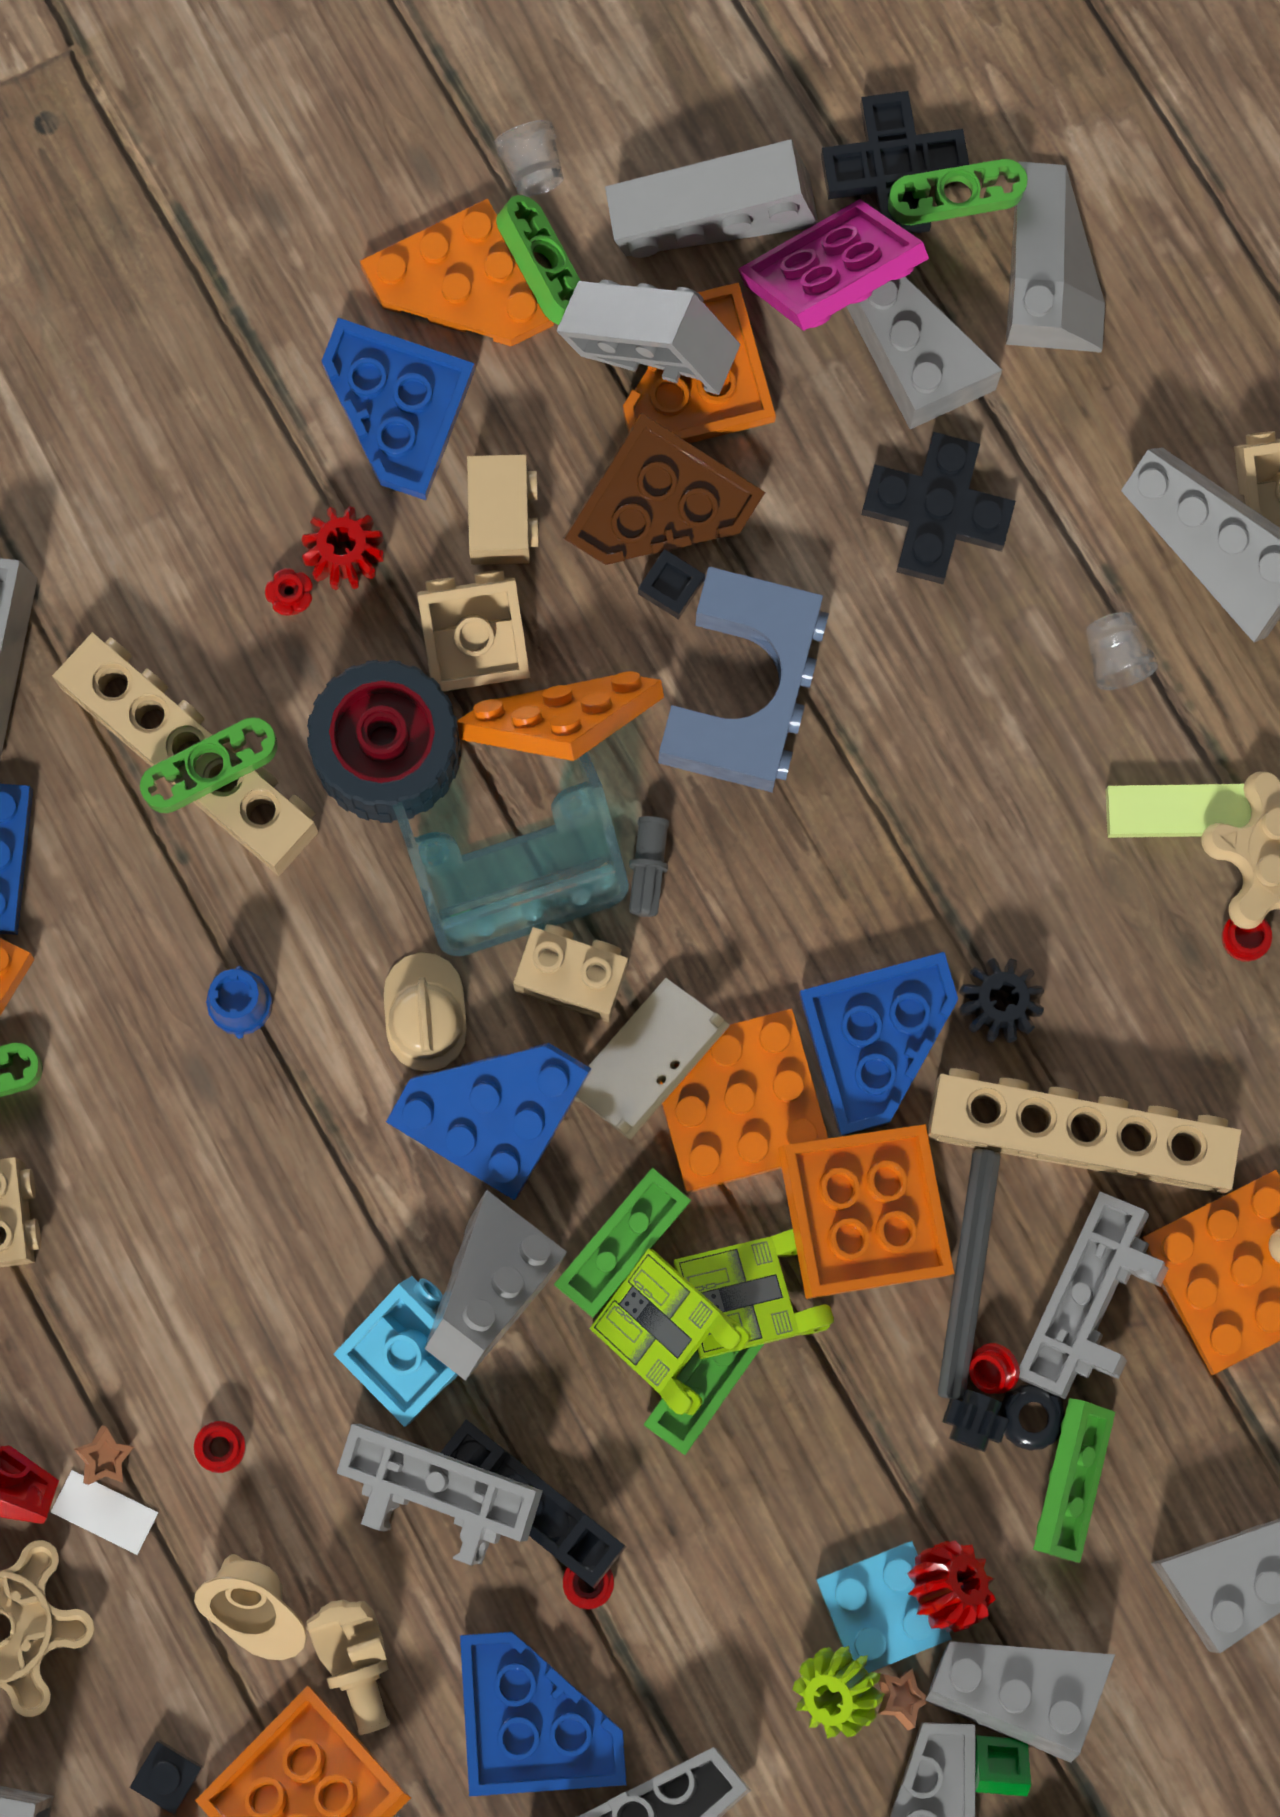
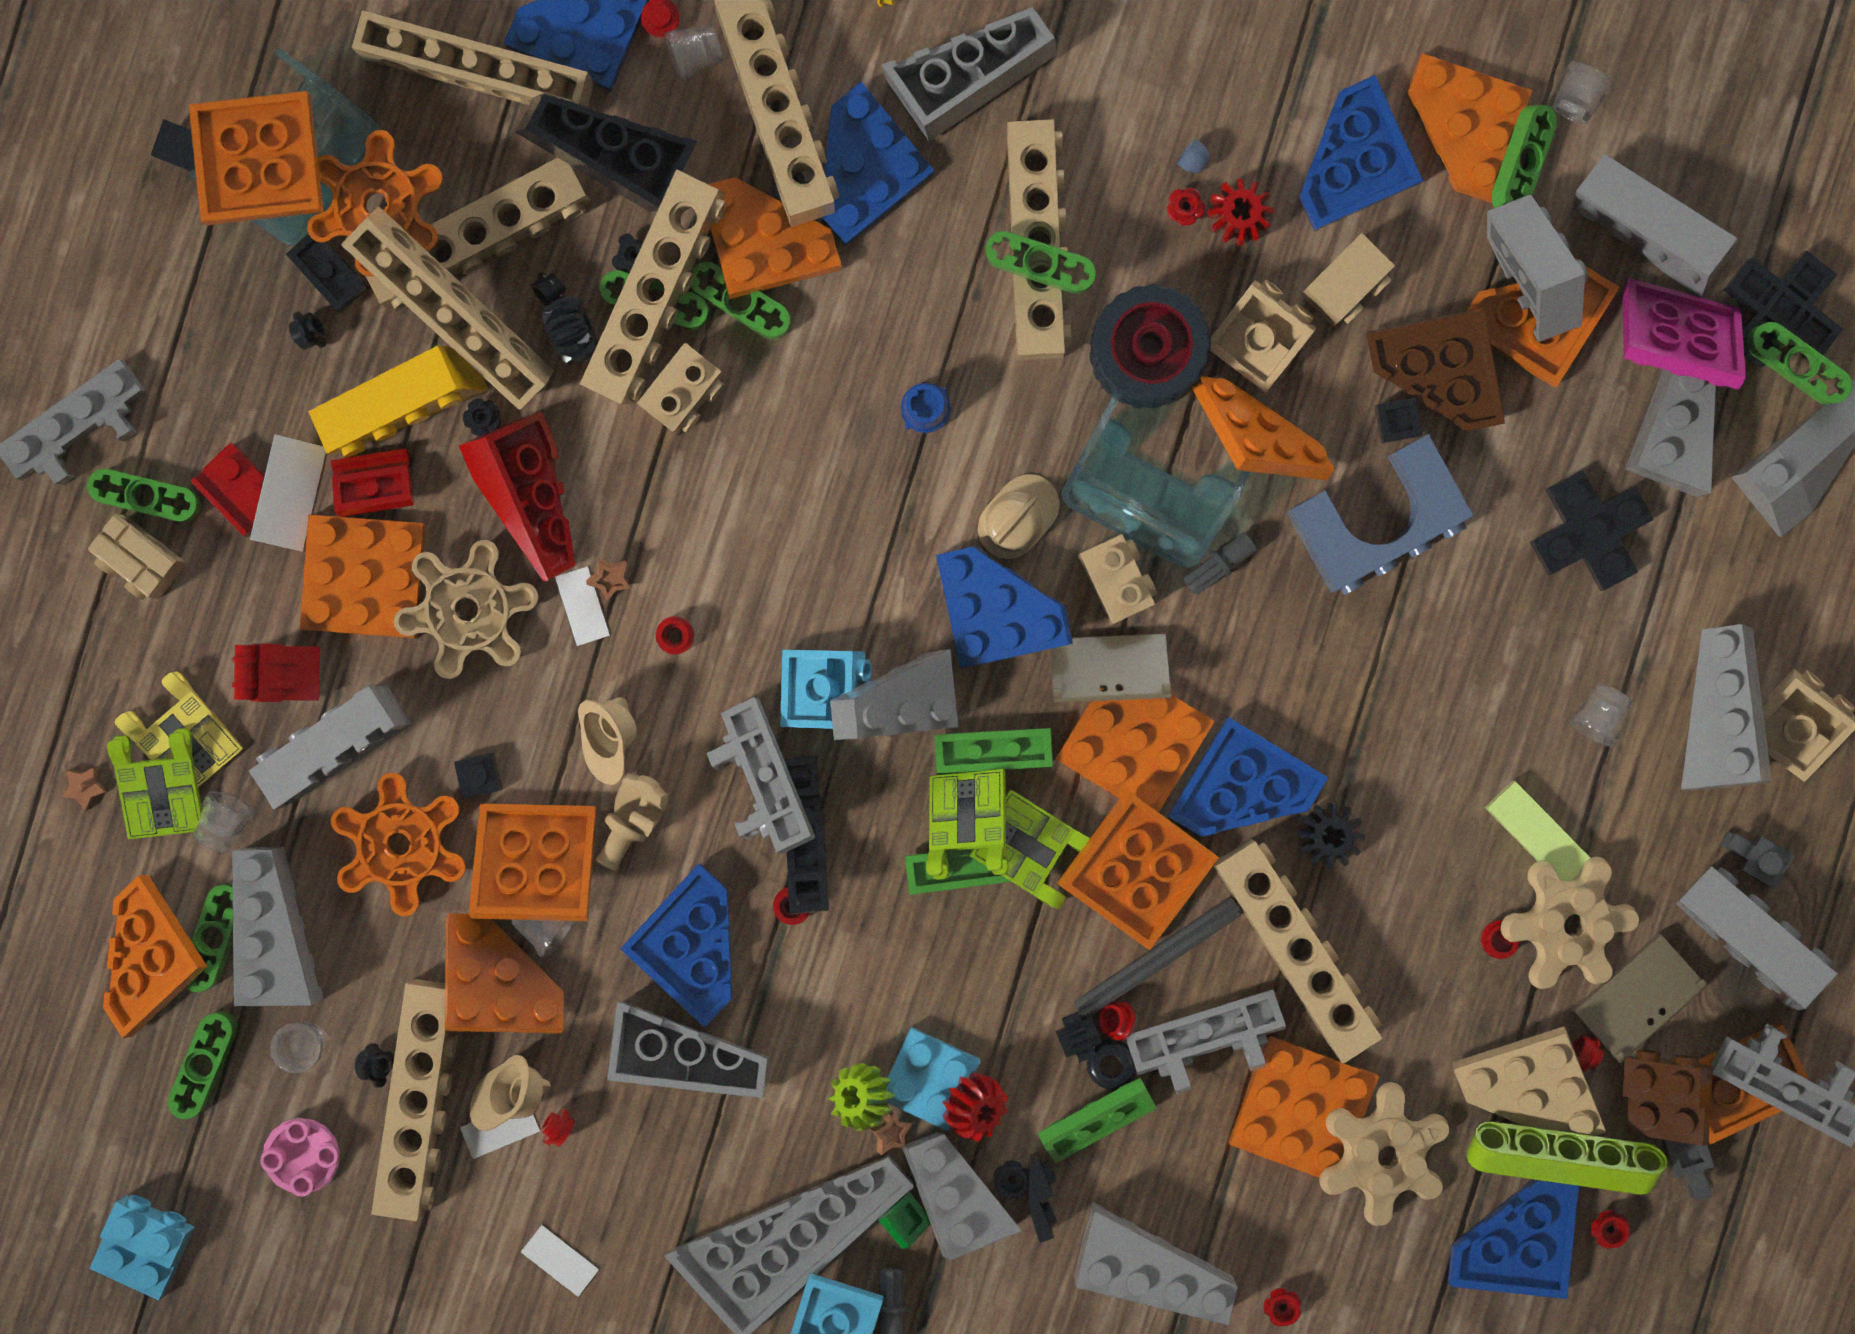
camera: 45 degrees right, 10 degrees up
(253, 543) = (1194, 157): none -> sand blue hinge
(1071, 1621) = (1008, 1189): none -> black plate
(1086, 1598) = (1039, 1188): none -> black slope

